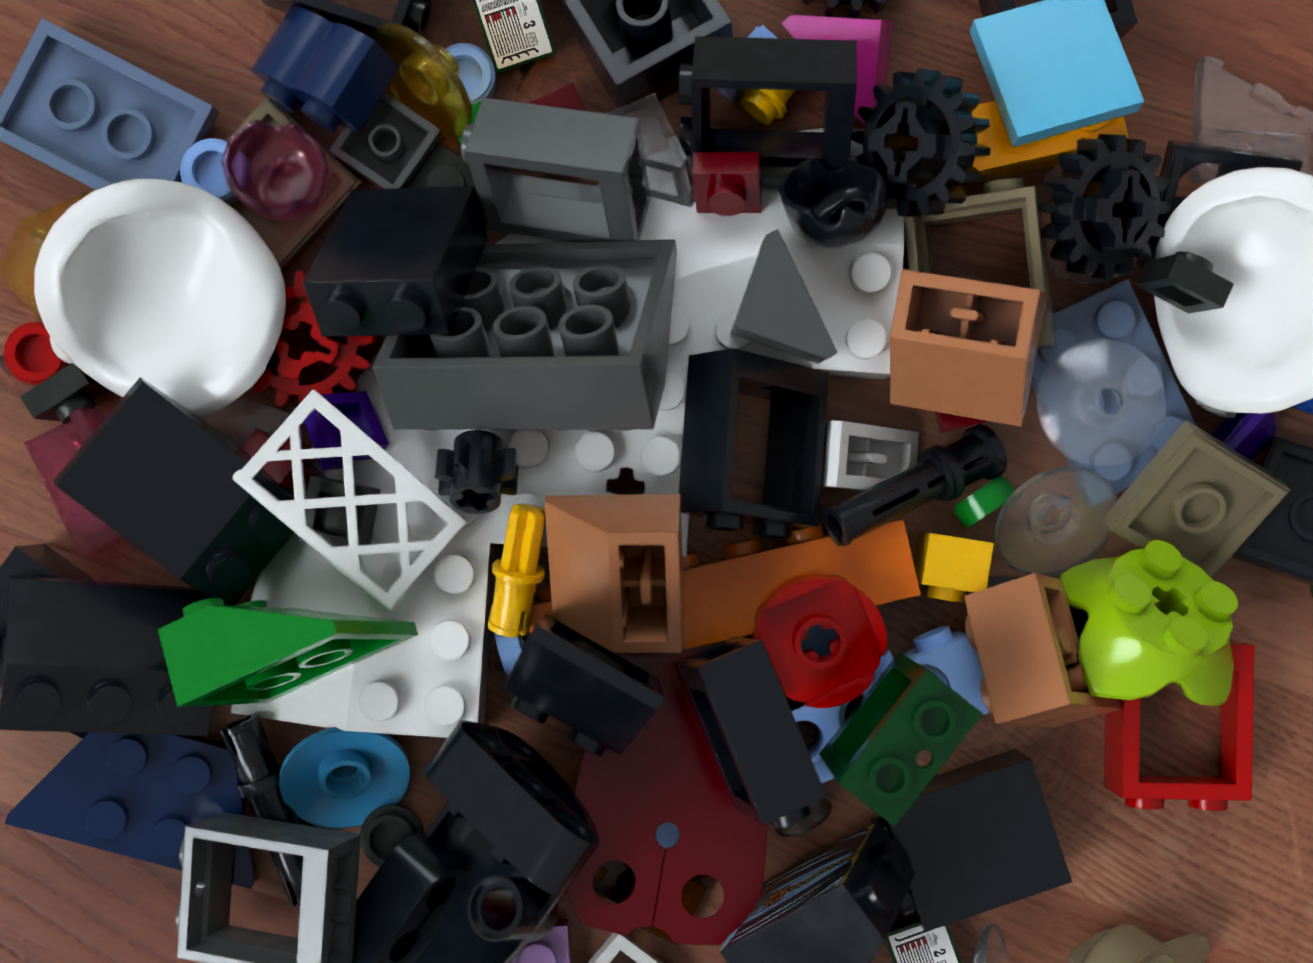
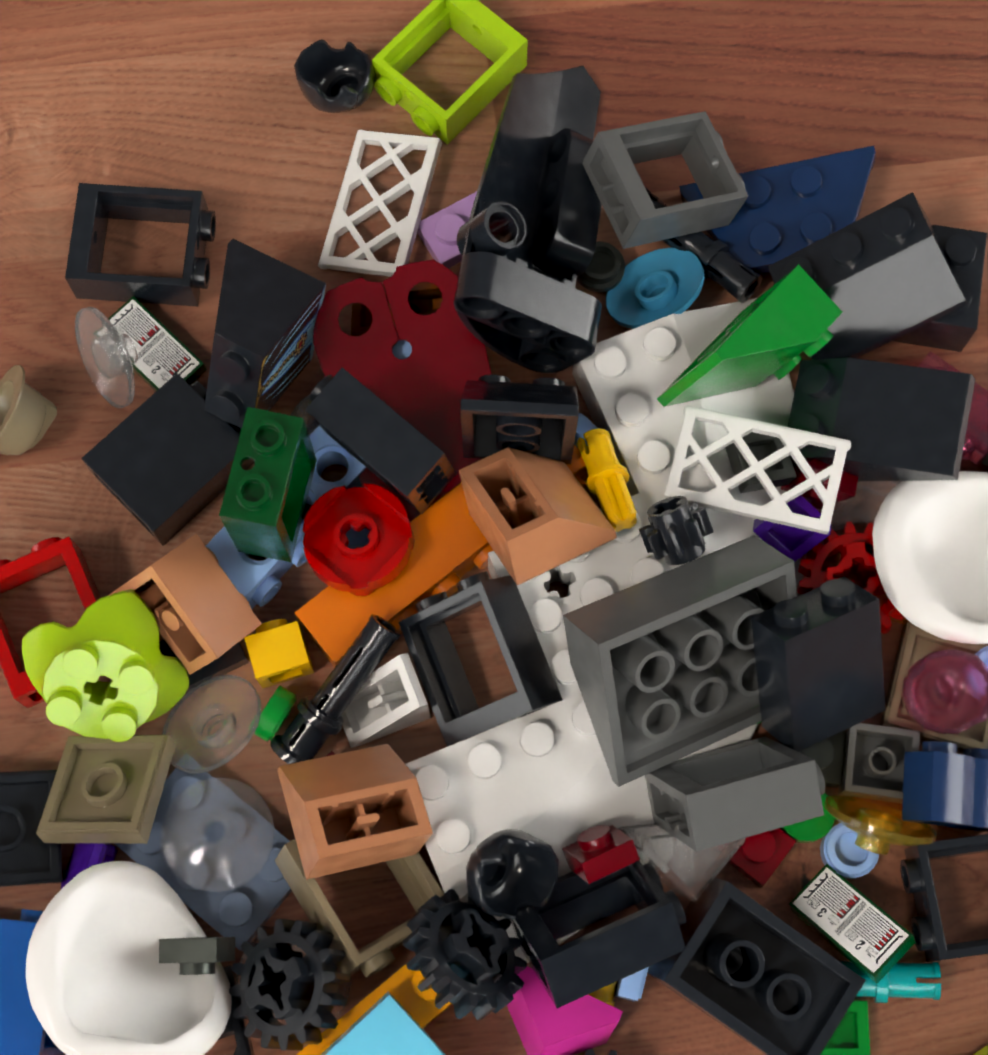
camera: 150 degrees right, 15 degrees down
(779, 308) = (511, 761): dark grey slope -> none

